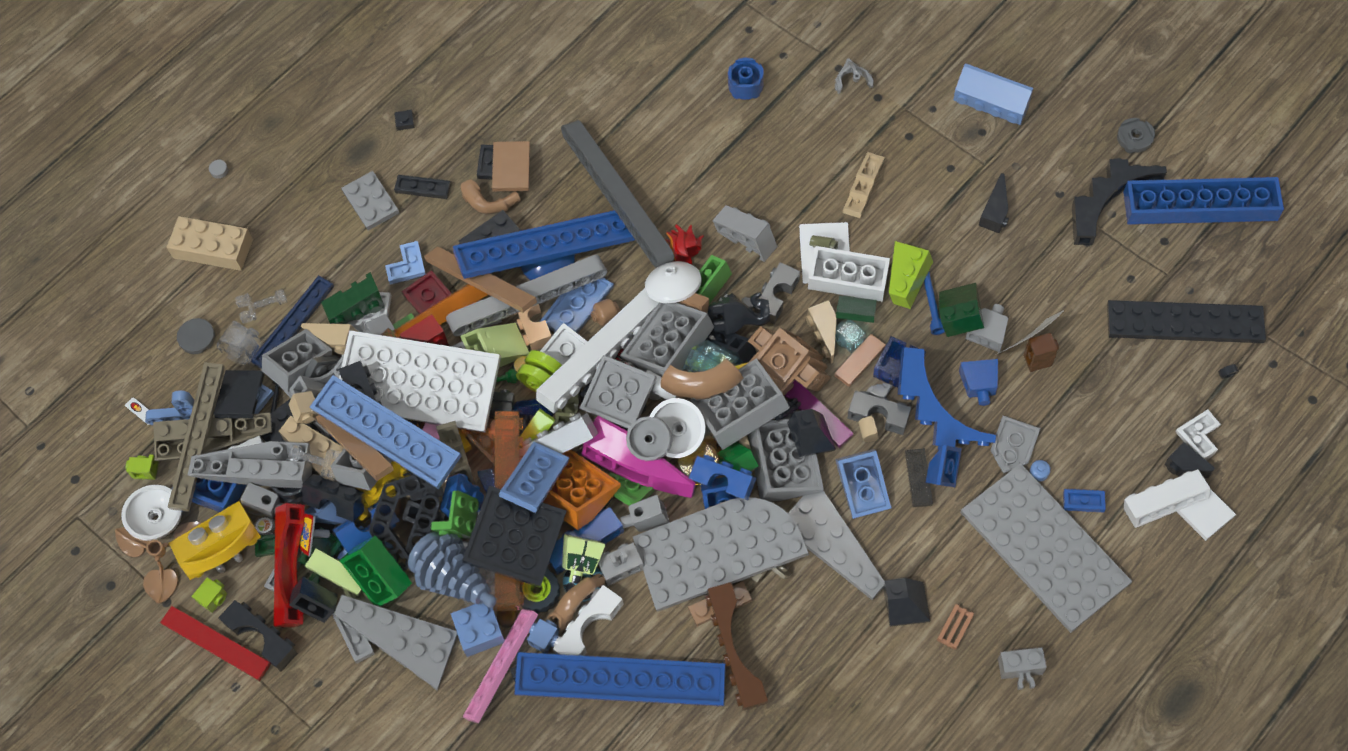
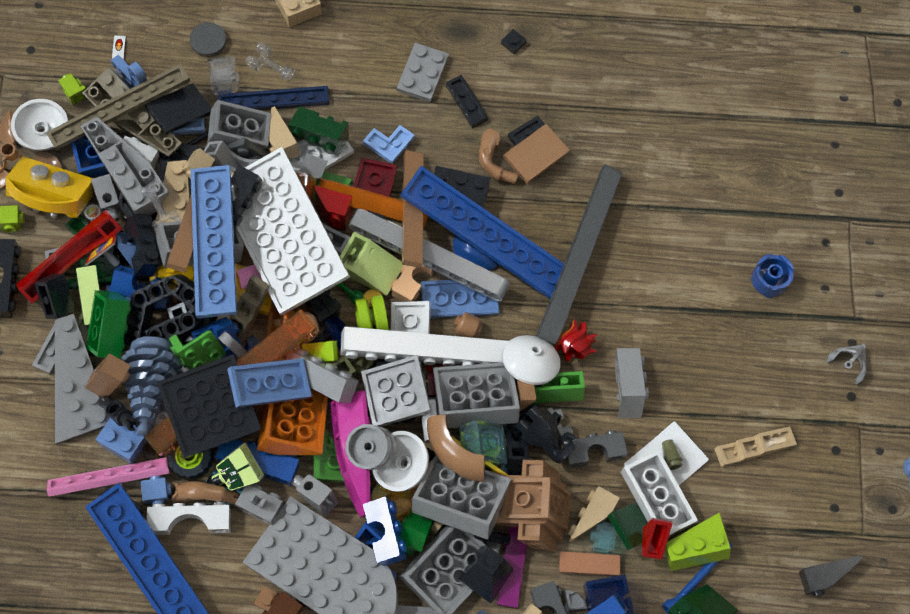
camera: 40 degrees right, 5 degrees up
(422, 599) = (108, 376): none -> medium nougat brick
(459, 612) = (118, 413): none -> black pin
(476, 486) = (232, 344): none -> light grey beam
(879, 295) = (655, 538): none -> red slope

